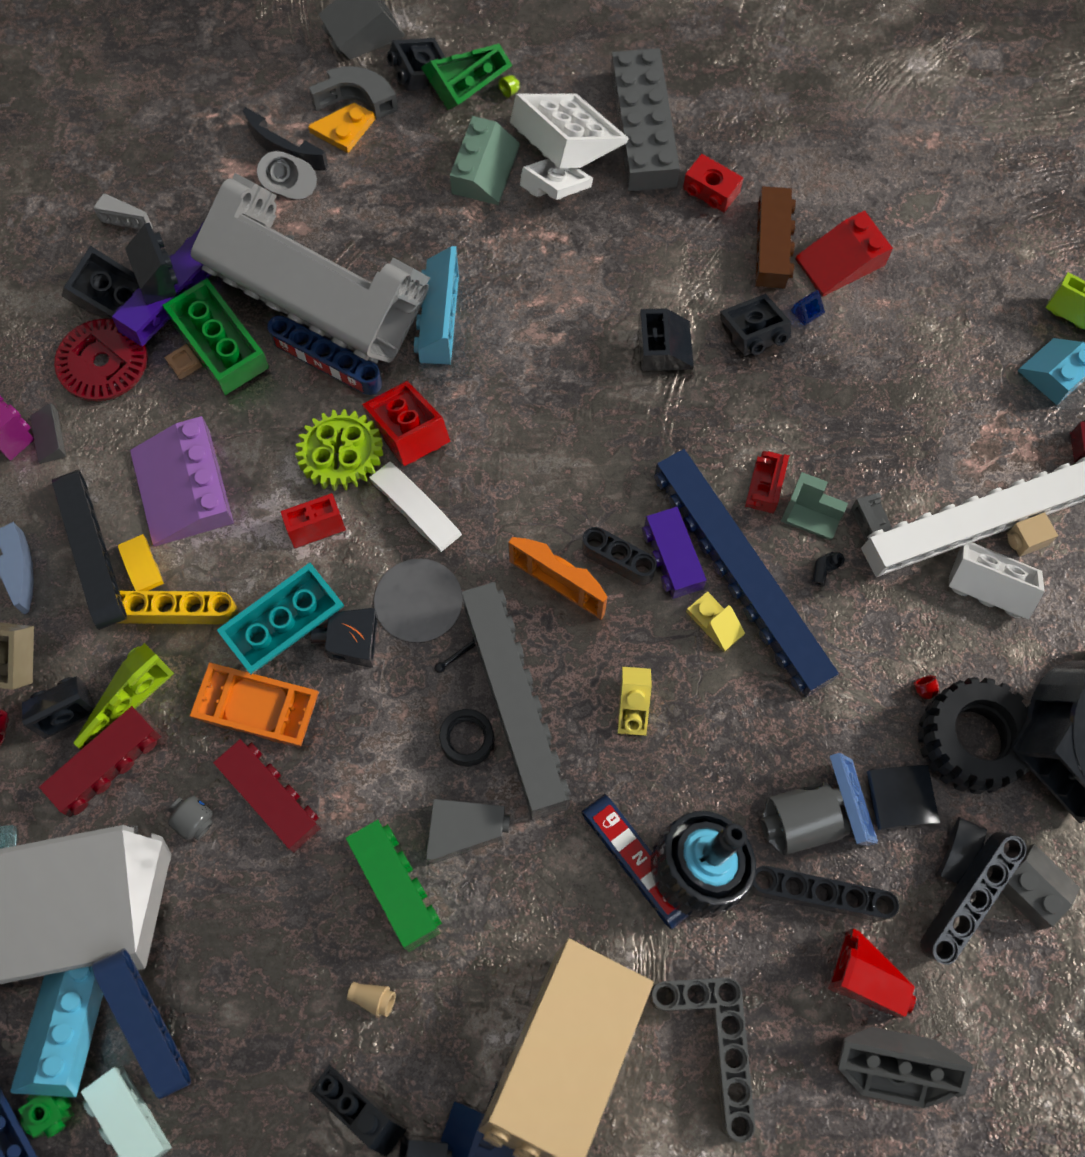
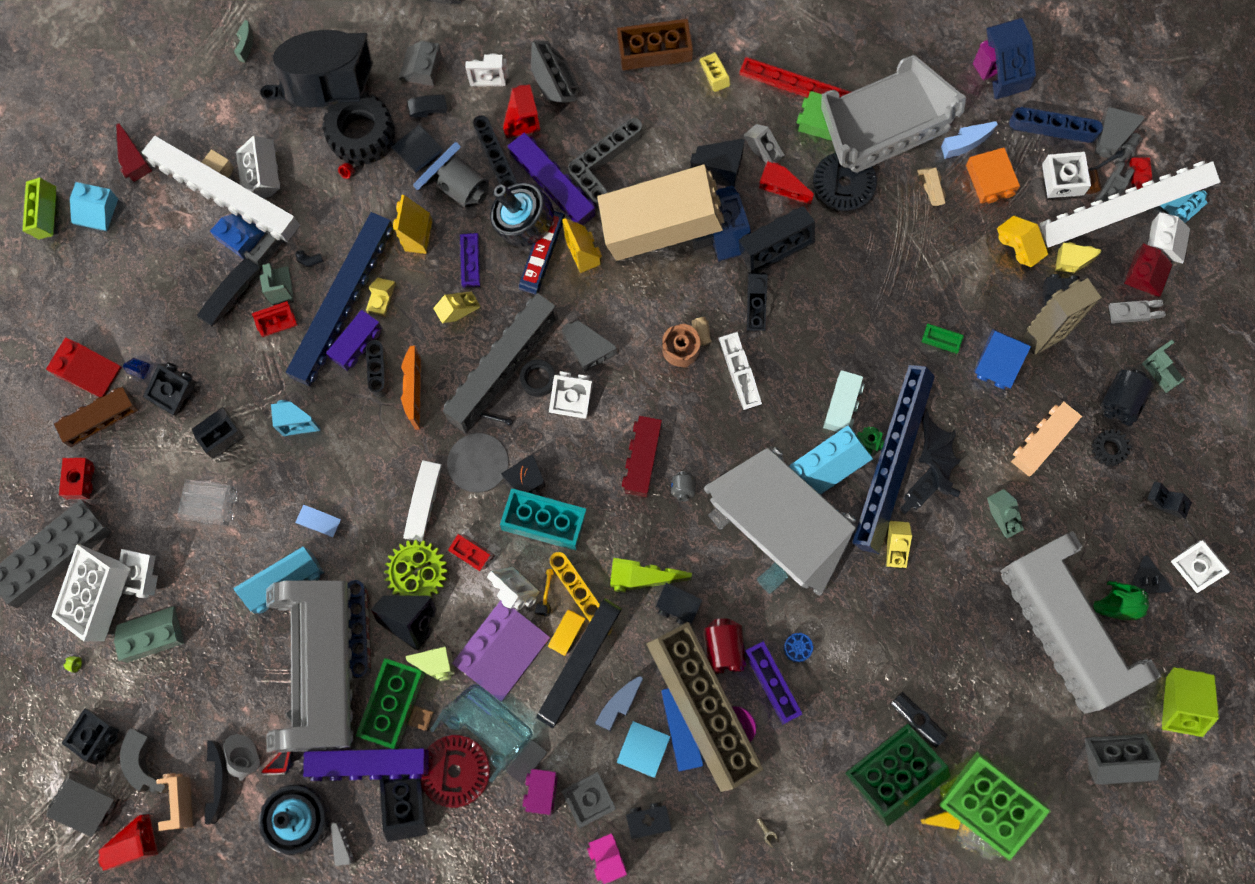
camera: 120 degrees left, 5 degrees up
(100, 762) = (690, 558): dark red brick -> none
(111, 427) = (489, 722): none -> clear light blue windscreen
(141, 1023) = (795, 423): dark blue beam -> none
(151, 265) = (372, 769): black slope -> none
(179, 184) = (294, 819): none -> black wheel
(189, 557) = (543, 608): none -> hinge
(220, 398) = (435, 663): none -> yellowish green slope
(230, 533) = (514, 588): none -> white plate
(254, 705) = (601, 499): orange slope -> none
(280, 1009) = (740, 371): none -> white slope
(282, 42) = (129, 845): none -> red slope
(285, 97) = (179, 802): none -> light nougat panel
(295, 404) = (406, 617): none -> black slope
(343, 126) = (175, 753): light orange wing -> none
(352, 945) = (676, 336): none -> nougat brick
(393, 886) = (641, 353): green brick -> none
(407, 423) = (370, 546): red slope -> none
(413, 762) = (571, 395): none -> white plate
(466, 73) = (83, 691): green wedge -> none
(479, 385) = (318, 521): none -> light blue slope
(587, 289) = (207, 502): none -> clear brick
(603, 915) = (581, 245): none -> yellow slope
(618, 423) = (291, 420): none -> medium azure slope
(691, 762) = (470, 260): none -> dark purple tile
(735, 946) = (551, 179): none -> dark purple brick
(781, 709) = (412, 226): none -> yellow slope
(839, 450) = (227, 292): none -> black slope
(913, 497) = (237, 234): none -> blue slope
(963, 978) = (490, 72): none -> white plate
(986, 891) = (448, 86): black beam -> none

